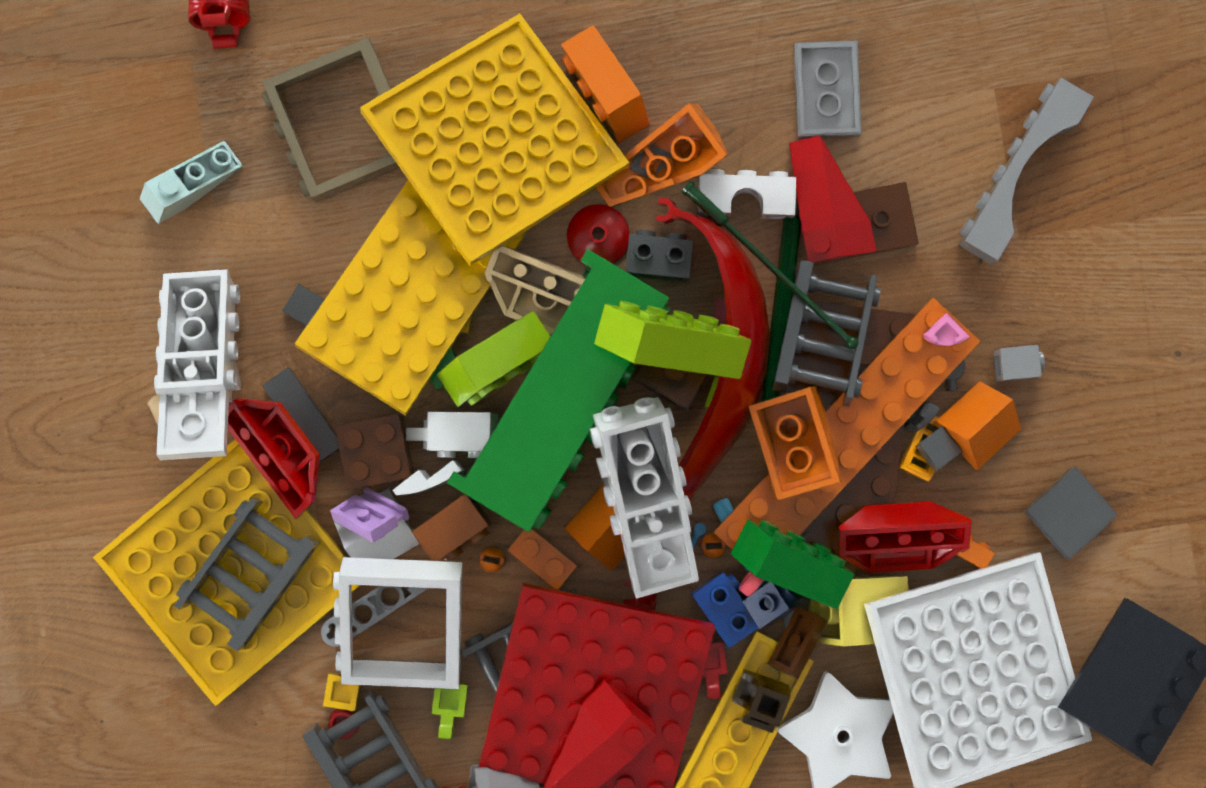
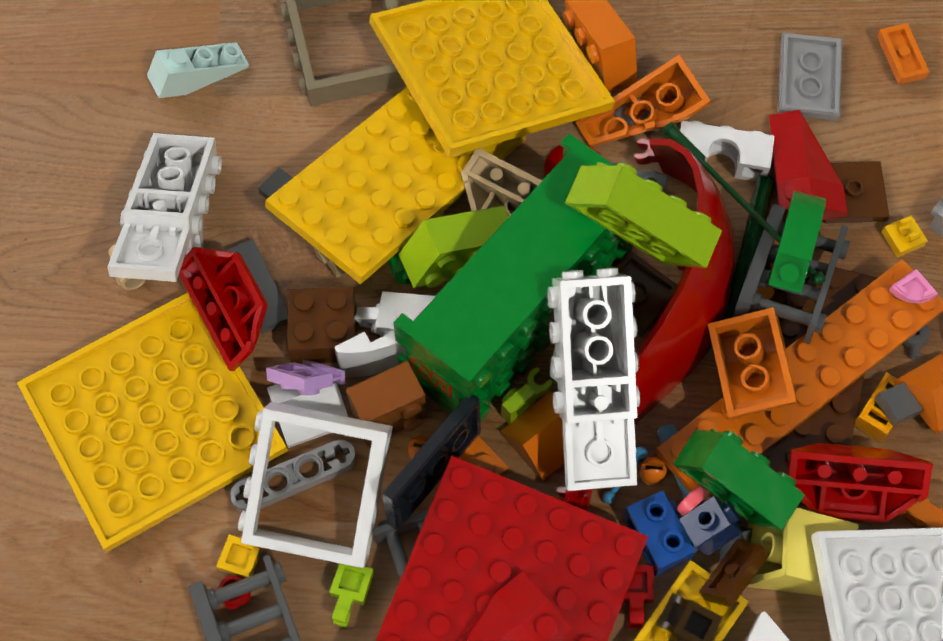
camera: 10 degrees right, 20 degrees down
(260, 603) = (175, 447): dark grey fence -> none
(506, 589) = (430, 462): none -> black tile
(576, 499) = (520, 400): none -> lime plate
(829, 304) = (797, 241): none -> green arch
(921, 49) = (903, 53): none -> orange plate
(925, 412) = (881, 373): dark grey tile -> none
(935, 261) = (904, 236): none -> yellow tile

